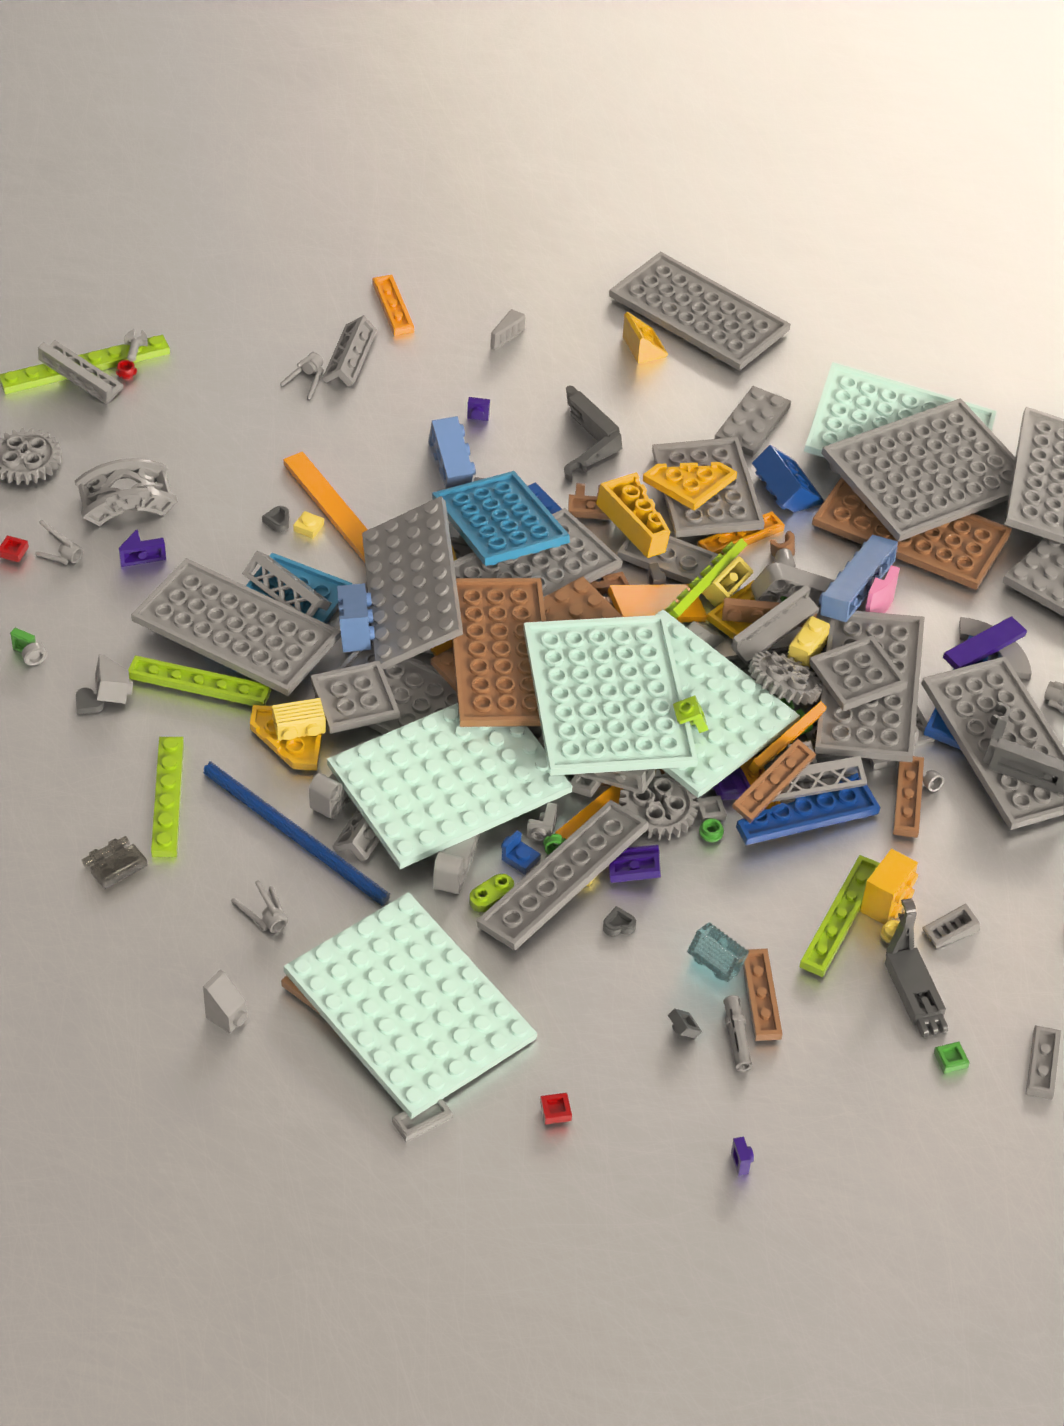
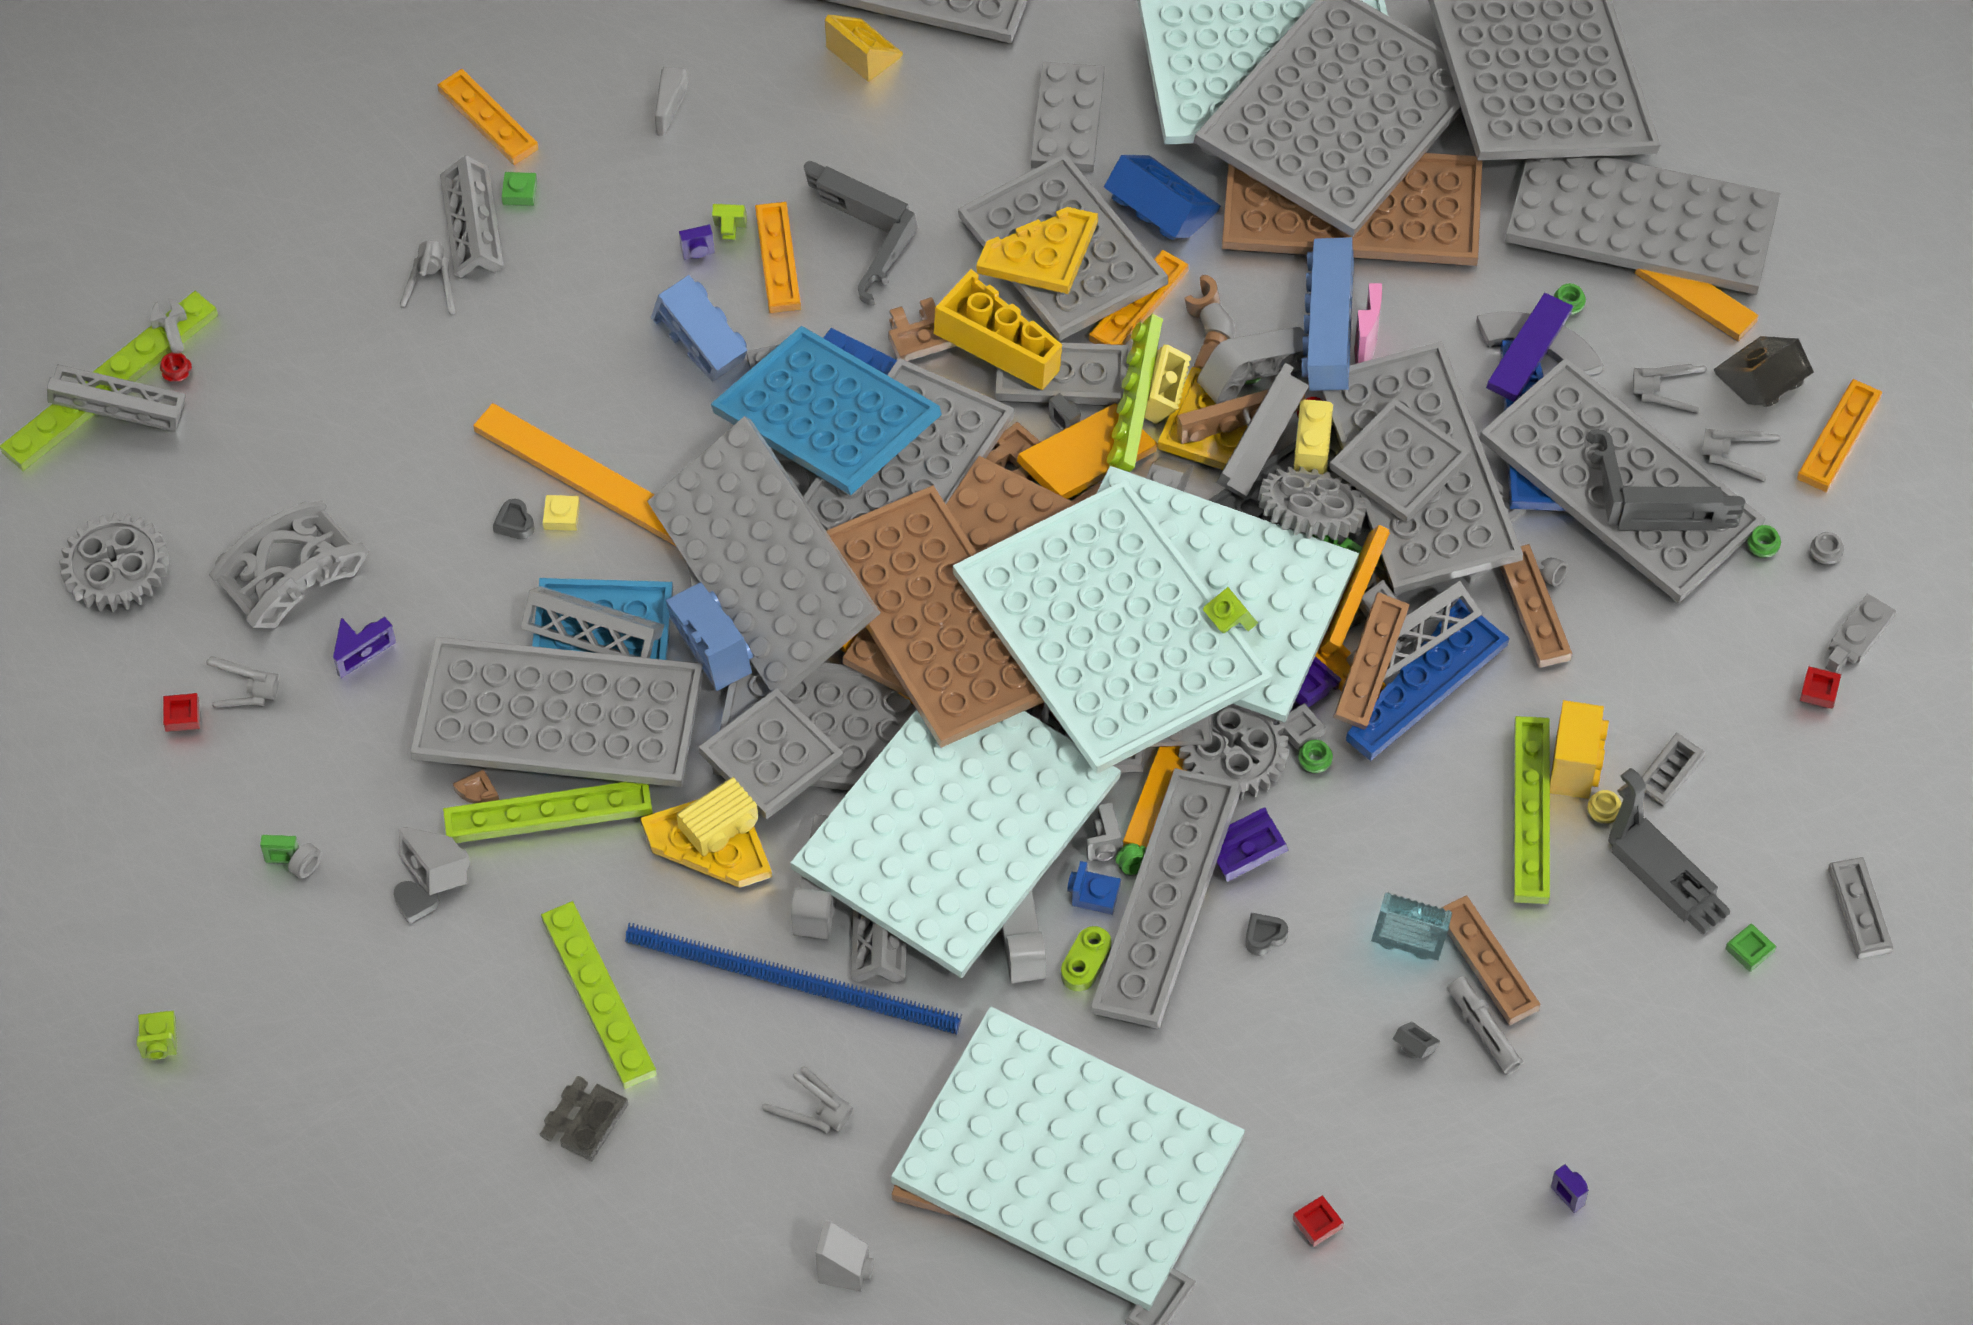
camera: 20 degrees left, 10 degrees up
(163, 653) = (476, 788): none -> medium nougat tile
(388, 347) = (519, 188): none -> bright green plate
(506, 403) = (729, 218): none -> lime tile
(525, 435) = (777, 257): none -> light orange tile
(1032, 627) = (1573, 293): none -> bright green plate

